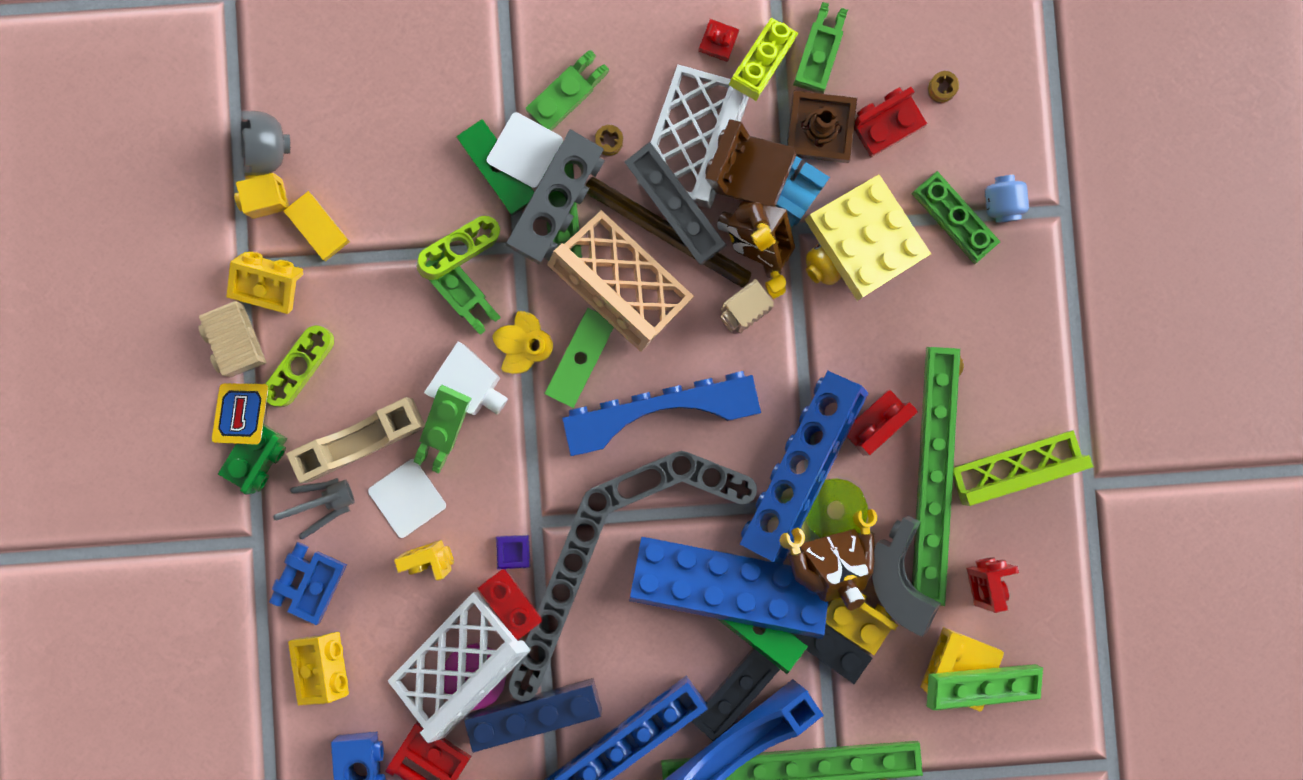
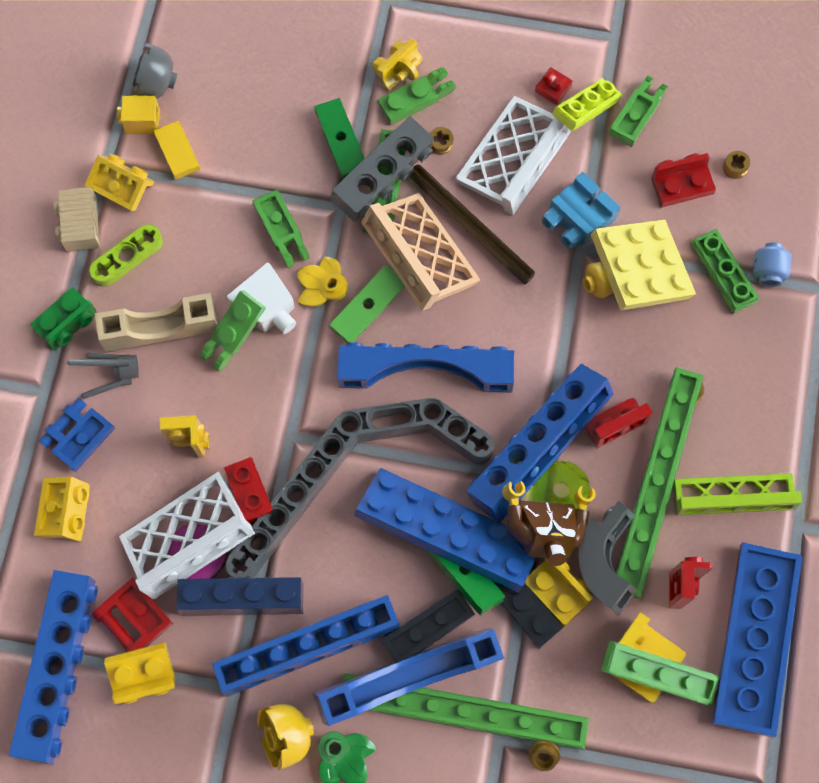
camera: 20 degrees right, 15 degrees down
(240, 413) = (64, 279): sticker -> none
(407, 498) = (184, 387): white sticker -> none
(481, 244) = (281, 198): lime beam -> none
(513, 551) = (264, 453): dark purple tile -> none
(524, 150) = (366, 128): white sticker -> none
(540, 60) = (399, 65): none -> yellow hips
(675, 203) = (483, 198): dark grey plate -> none
(746, 307) = (522, 294): tan brick -> none
(749, 166) = (550, 180): reddish brown bracket -> none
(763, 236) = (552, 240): reddish brown torso -> none
(822, 115) = (626, 162): reddish brown plate -> none
(1073, 618) = (757, 640): none -> blue plate

